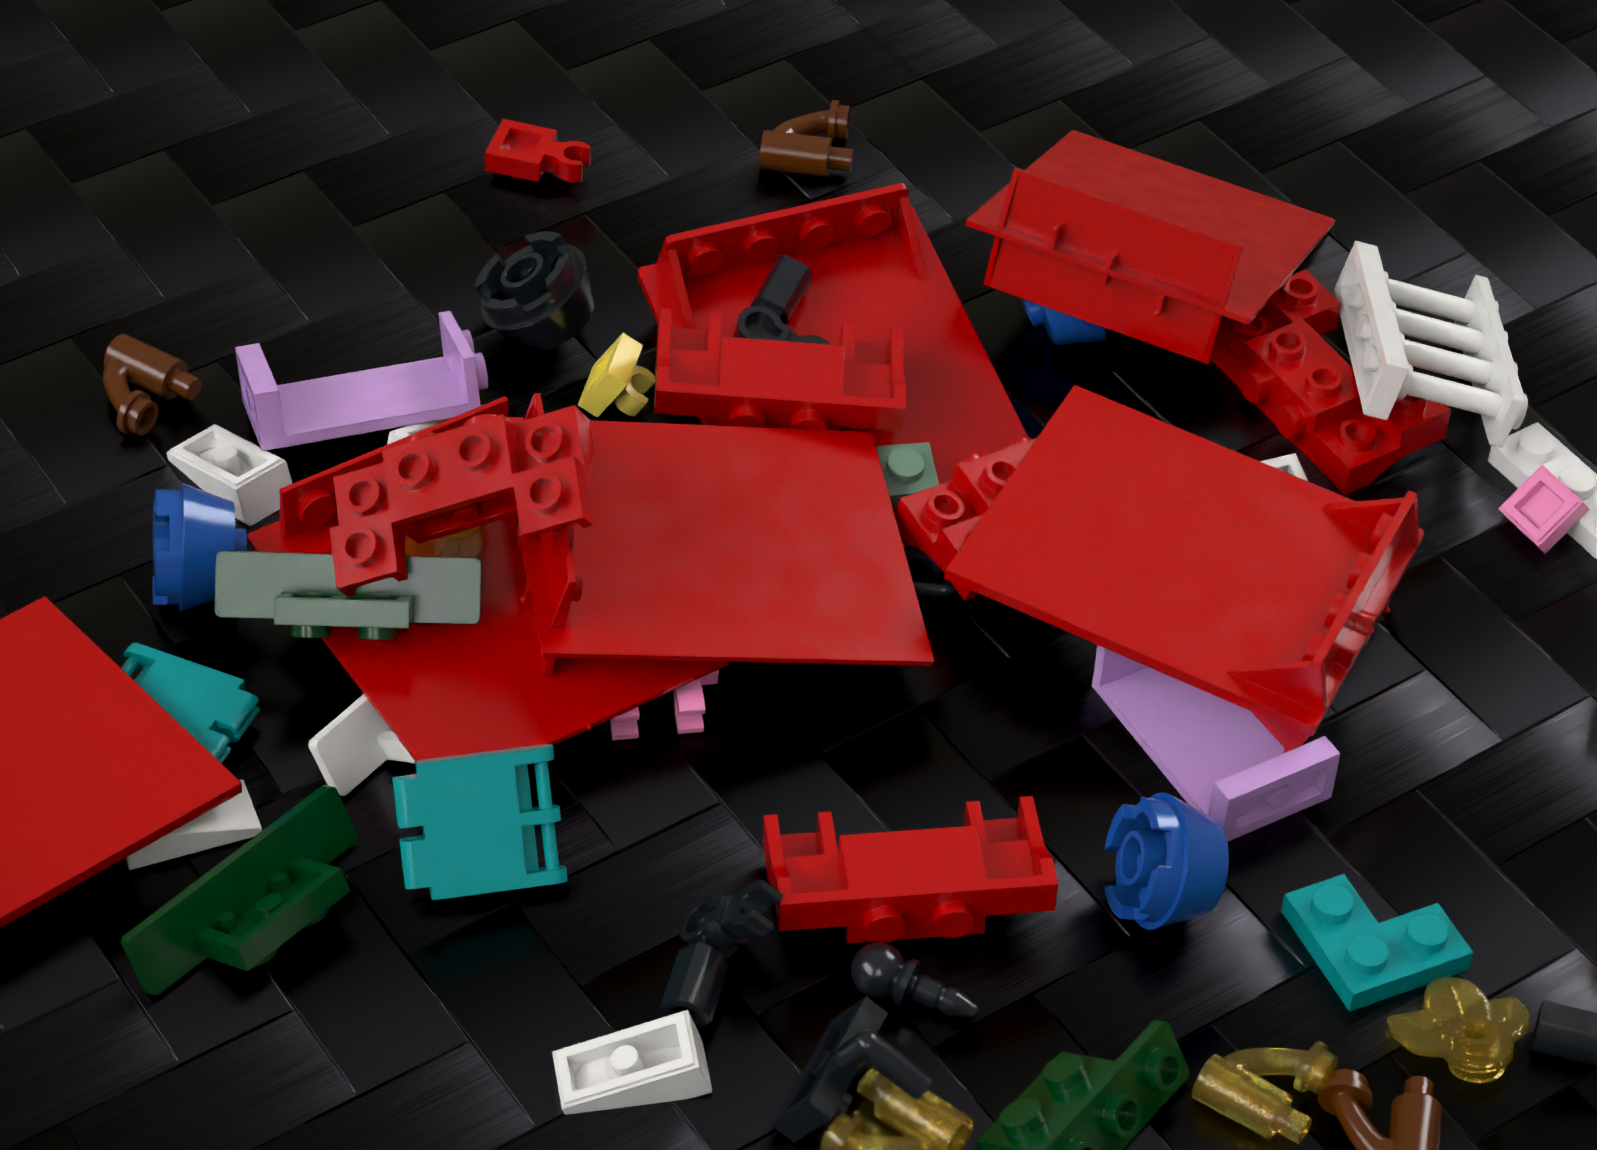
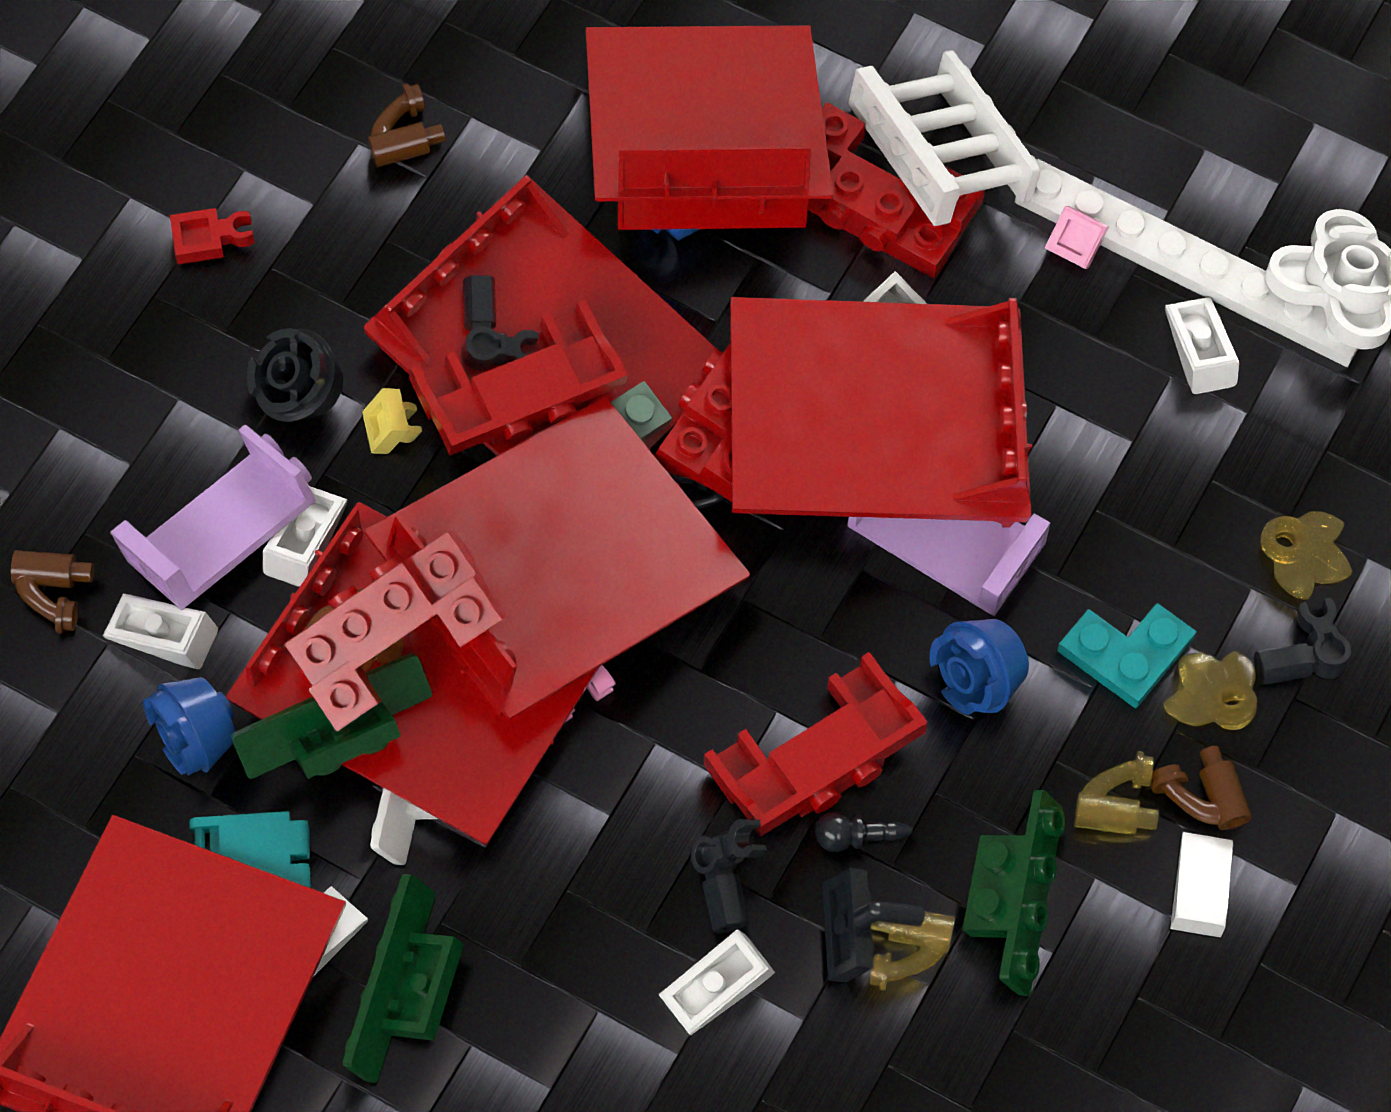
camera: 25 degrees left, 20 degrees up
(478, 823) = (520, 854): teal plate -> none

